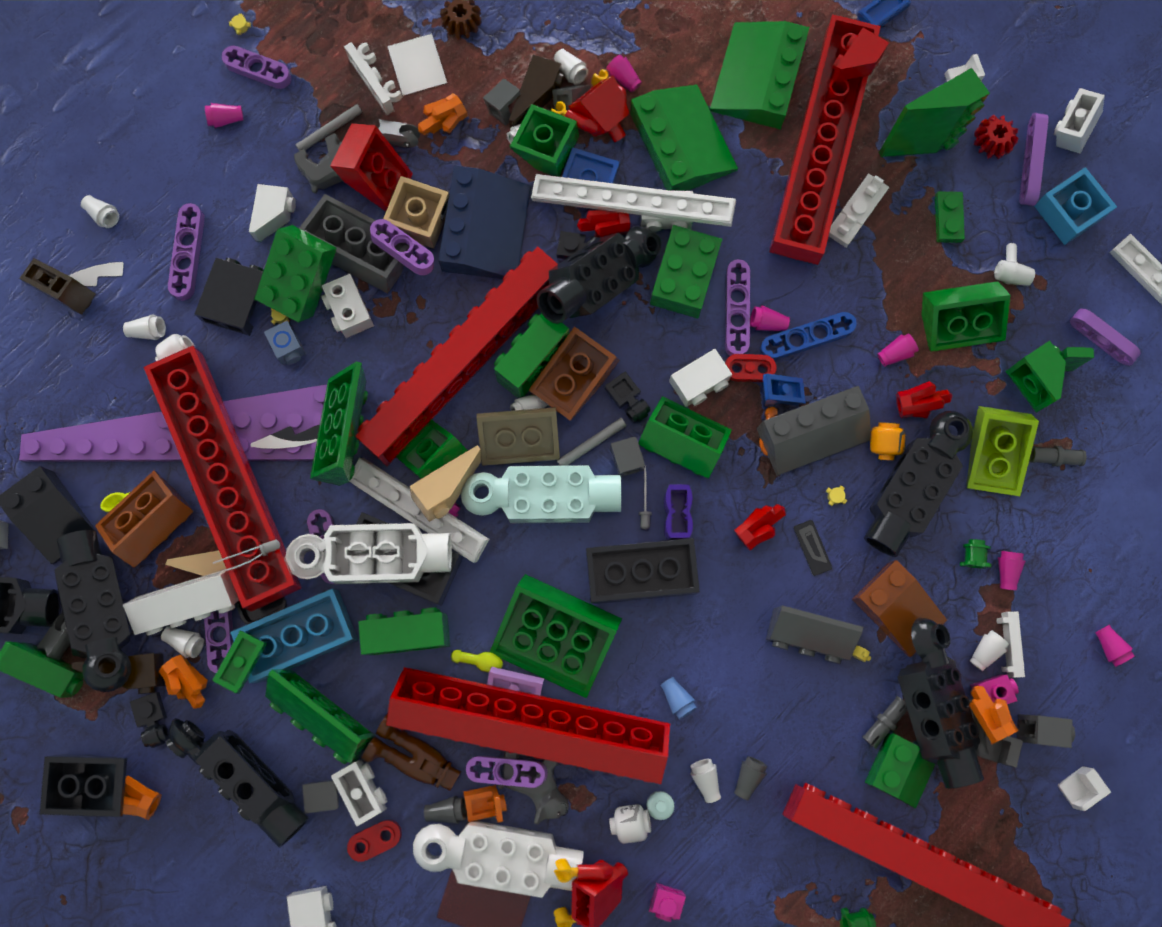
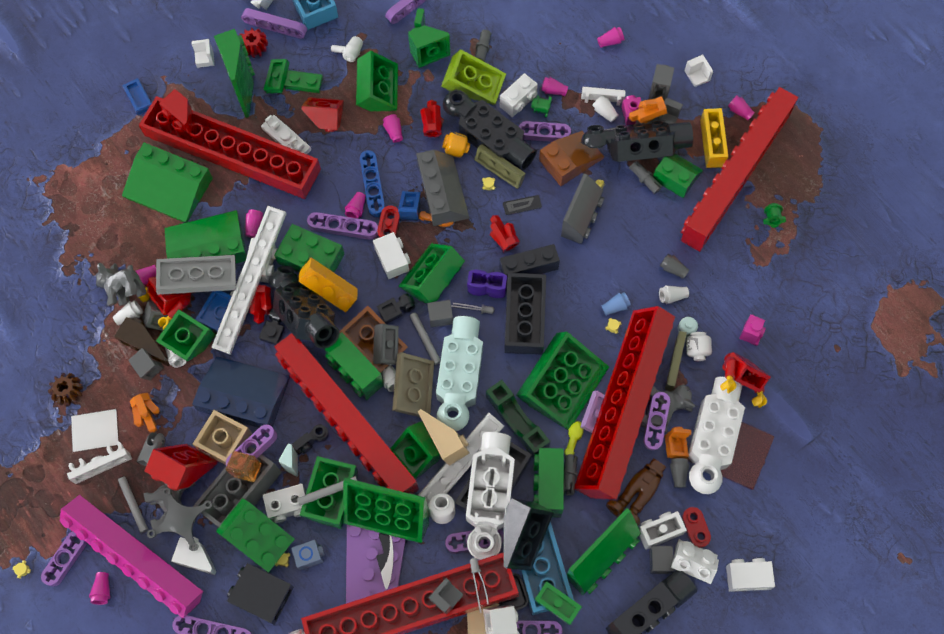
camera: 80 degrees left, 10 degrees down
(225, 515) = (446, 596): none -> dark grey panel
(261, 137) = (131, 556): none -> dark pink brick
(303, 181) = (180, 519): none -> dark grey piece
(319, 604) = (523, 532): none -> black slope
(320, 842) = (695, 561): none -> white plate
(355, 497) = (442, 508): none -> white head
(357, 349) = (322, 493): none -> light grey bar
(373, 240) = (243, 466): none -> clear orange panel
(373, 346) = (329, 508): none -> green slope
(396, 298) = (289, 460): none -> light aqua slope
(423, 659) = (570, 474): none -> dark grey pin
(425, 313) = (305, 442): none -> black plate
(490, 581) = (508, 408): none -> dark green arch
(566, 390) = (385, 344): none -> dark grey slope
(604, 791) = (675, 361): none -> olive tile
(605, 43) = (119, 283): none -> dark grey animal
(625, 131) = (195, 274): none -> light grey plate
(638, 300) = (328, 285): none -> light orange brick
(647, 697) = (613, 325): none -> light yellow piece
(719, 568) = (531, 262): none -> black brick
(721, 189) = (253, 222): none -> dark pink cone
(863, 507) = (499, 166): none -> olive tile
(904, 251) = (324, 112): none -> red slope
(925, 546) = (540, 125): none -> medium lavender beam
(949, 178) = (276, 76): none -> green plate
(969, 821) = (714, 137): none -> yellow brick
(985, 518) = (518, 95): none -> white brick
(1032, 860) = (741, 108): none -> dark pink cone

